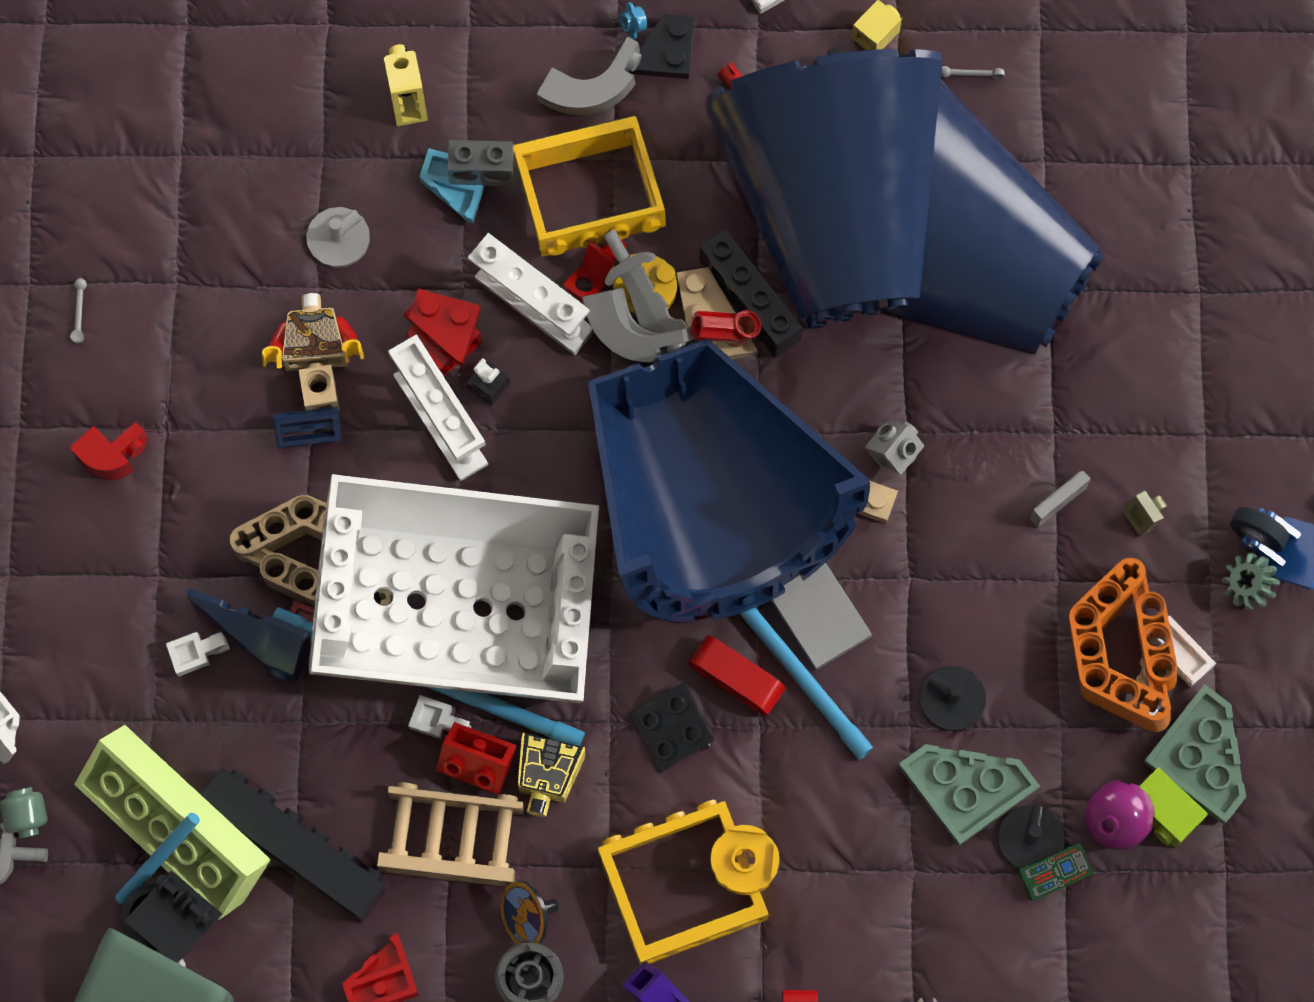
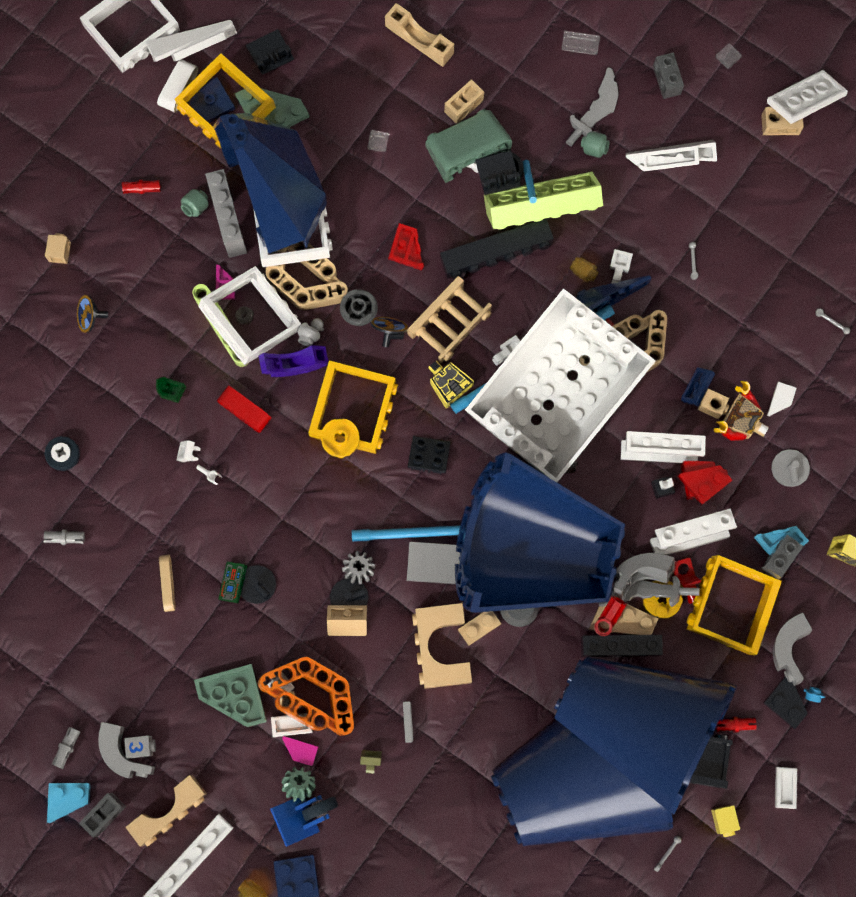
camera: 125 degrees right, 5 degrees up
(109, 459) = (747, 283): red brick -> none
(136, 541) = (694, 275): none -> light grey hinge
(237, 697) = (584, 269): none -> clear yellow brick
(245, 307) = (781, 398): none -> white tile
(476, 758) = (477, 353): red brick -> none
(736, 675) = (432, 501): red beam -> none
(894, 446) = (491, 659): light grey brick -> none
(908, 564) = (427, 622): none -> tan arch
(918, 708) = (365, 565): none -> light grey gear
(967, 787) = (301, 570): sand green plate -> none
(986, 675) = (347, 620): none -> tan panel
(1119, 815) = (233, 628): magenta cylinder -> none
(1126, 961) = (167, 583): none -> tan beam
(1174, 809) = (222, 656): lime brick -> none
(1203, 613) = (301, 751): none -> dark pink tile

